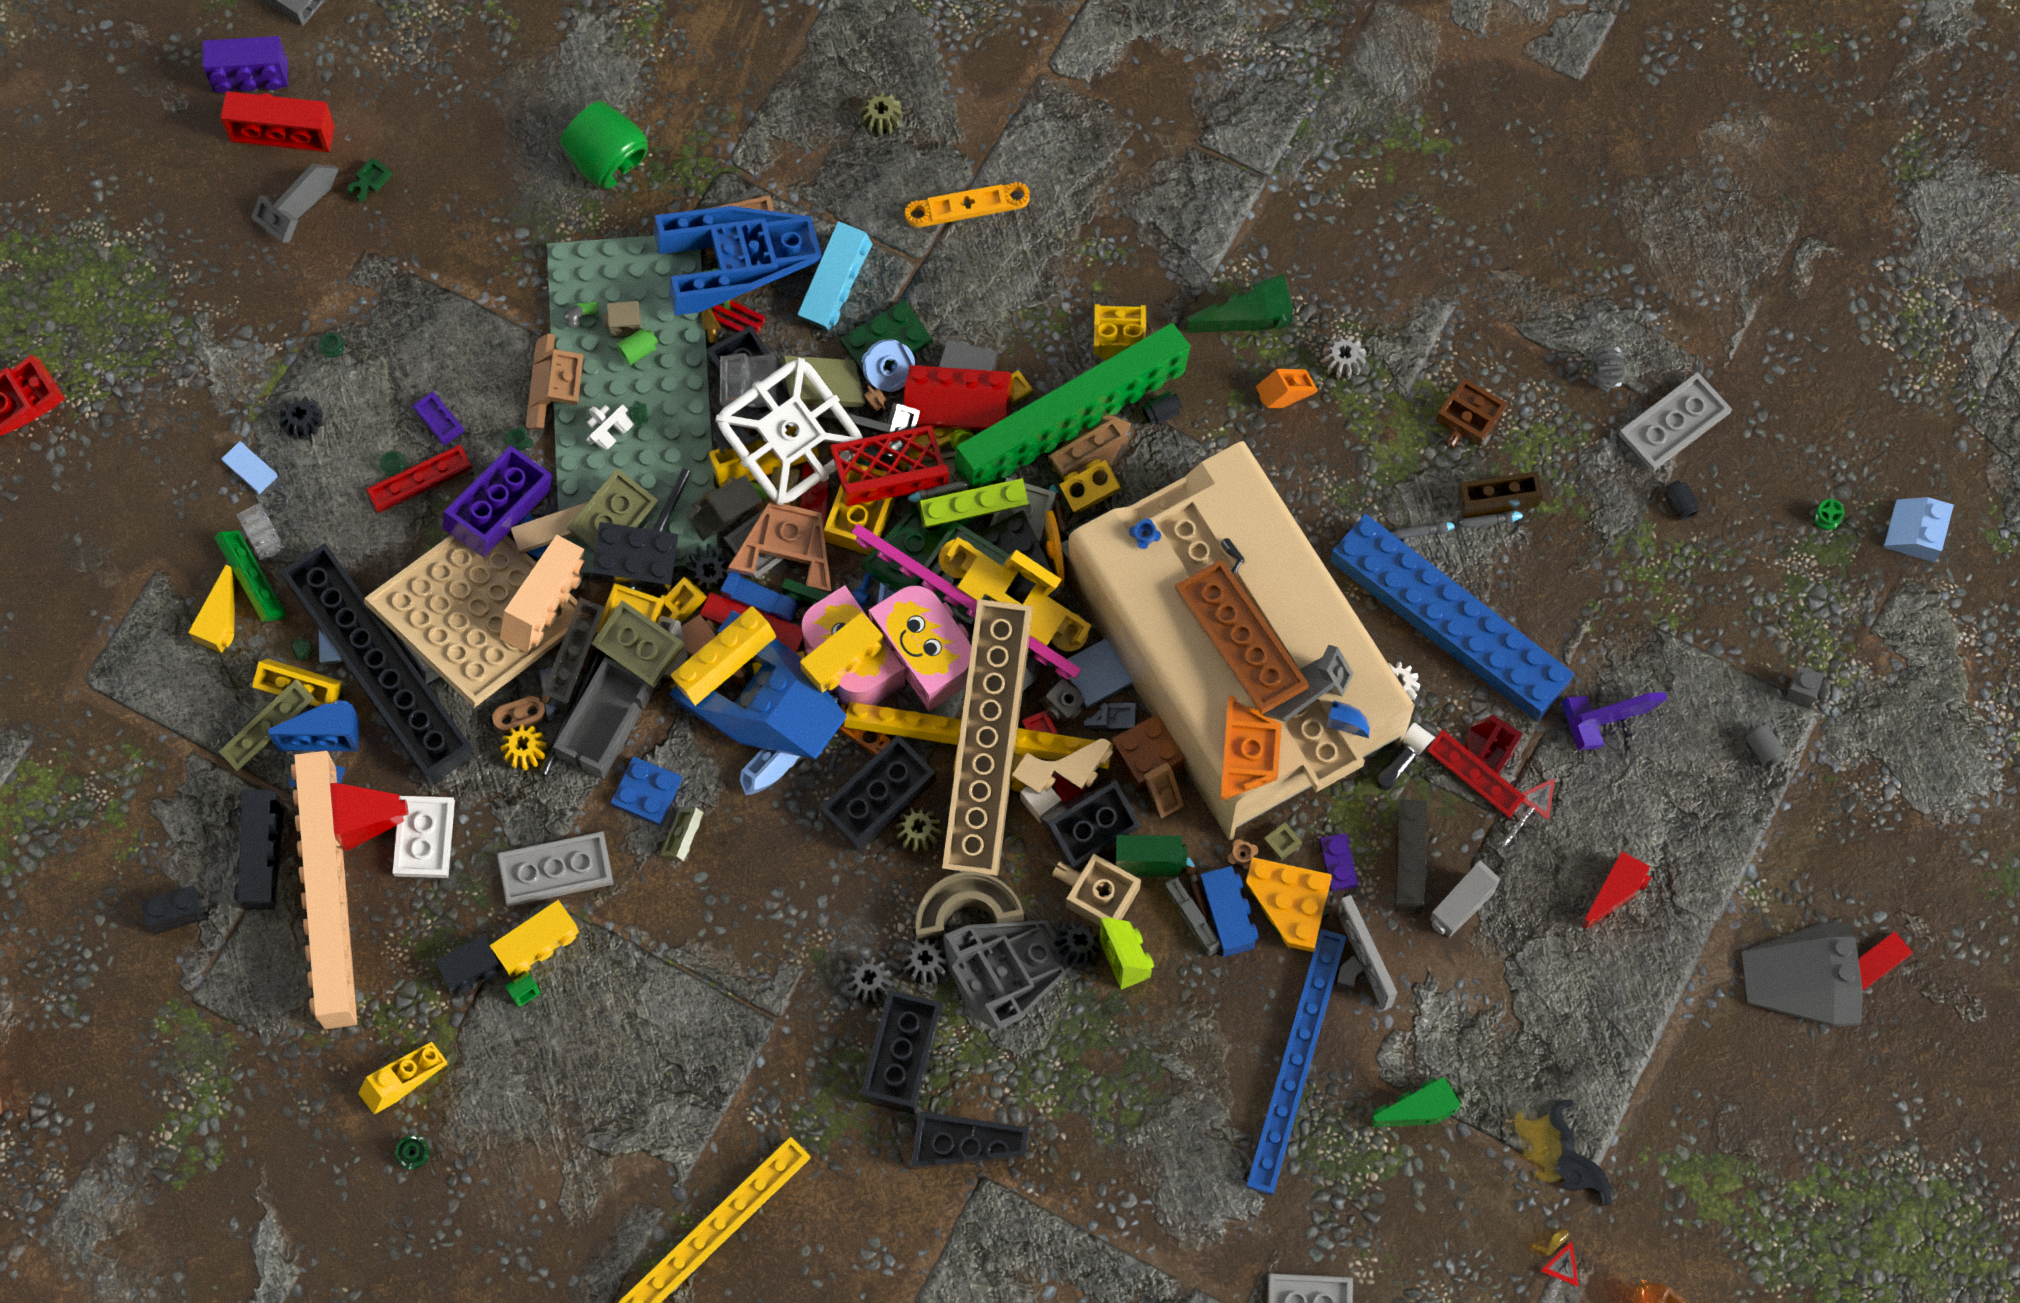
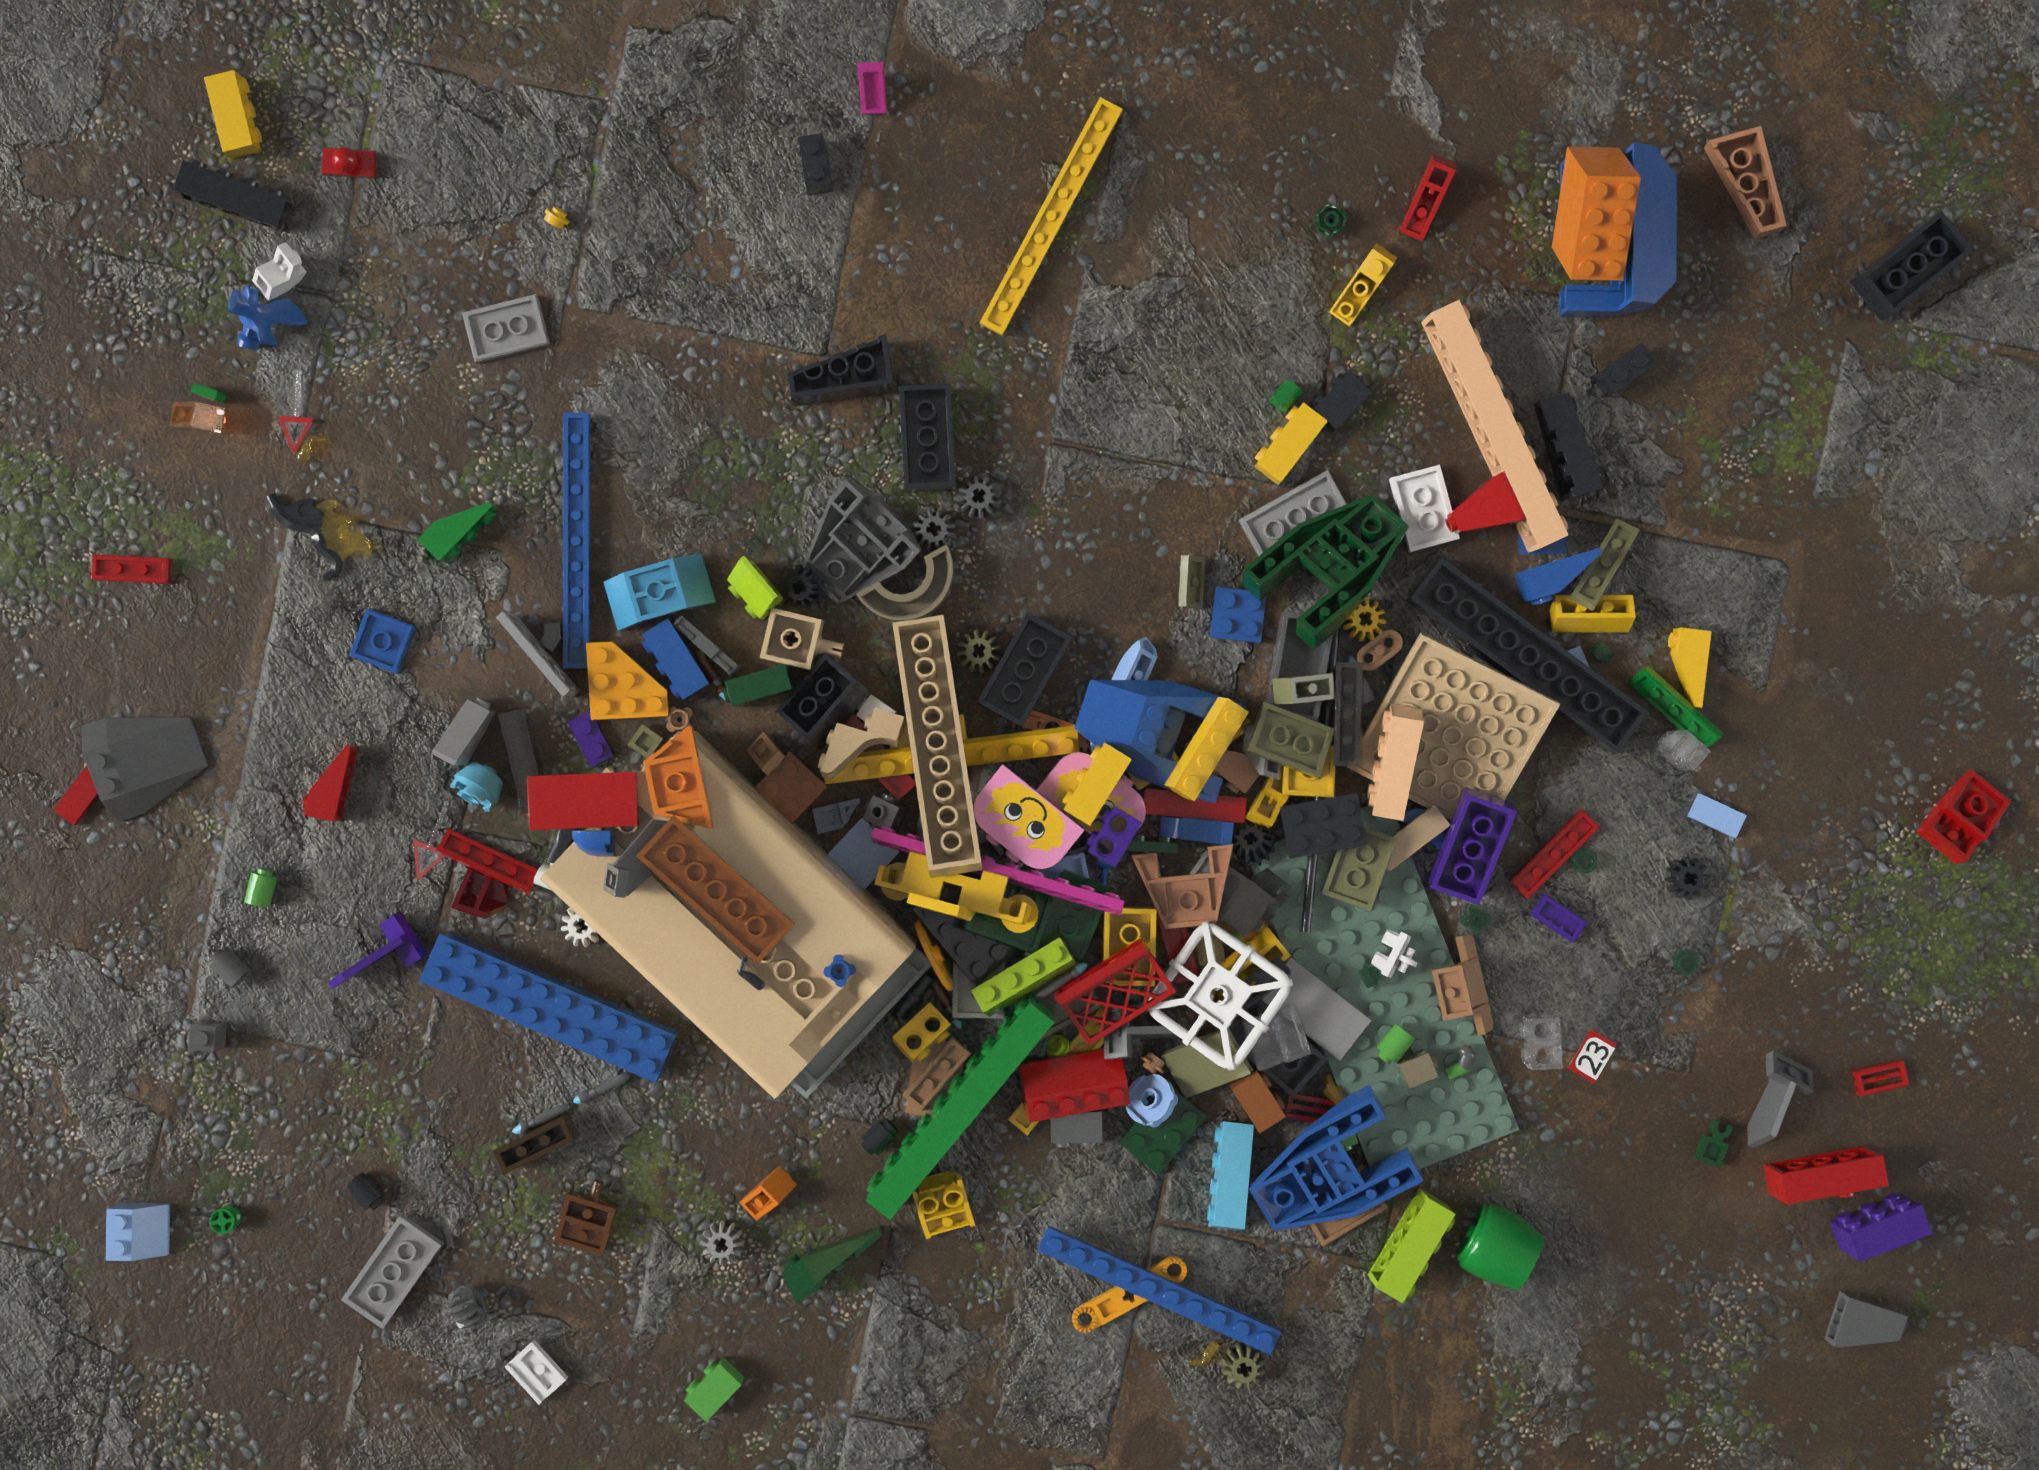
camera: 165 degrees right, 20 degrees up
(107, 1030) = (1652, 246): none -> blue wedge
(147, 1054) = (1595, 213): none -> orange brick
(183, 197) = (1859, 1082): none -> red tile
(302, 1146) = (1428, 197): none -> red slope
(452, 289) = (1592, 1056): none -> sticker
(491, 312) = (1548, 1040): none -> clear brick
(519, 811) = (1342, 550): none -> dark green wedge
(609, 687) = (1303, 688): none -> olive slope
(686, 168) = (1411, 1245): none -> lime brick
(694, 394) = (1322, 1012): none -> light grey tile
(784, 331) = (1259, 1103): none -> dark orange brick
(836, 595) = (1119, 839): none -> dark purple brick
(911, 133) = (1207, 1355): none -> clear yellow piece
(938, 199) = (1159, 1289): none -> blue plate
(1226, 981) = (659, 590): none -> dark azure slope
(1349, 760) = (583, 800): none -> red tile
(1390, 232) = (714, 1388): none -> bright green brick
(1464, 844) = (478, 785): none -> medium azure cone
(1527, 1022) = (382, 641): none -> blue tile
(1558, 294) = (536, 1372): none -> white plate
(1715, 812) = (261, 888): none -> bright green brick
(1774, 1173) = (131, 569): none -> red tile

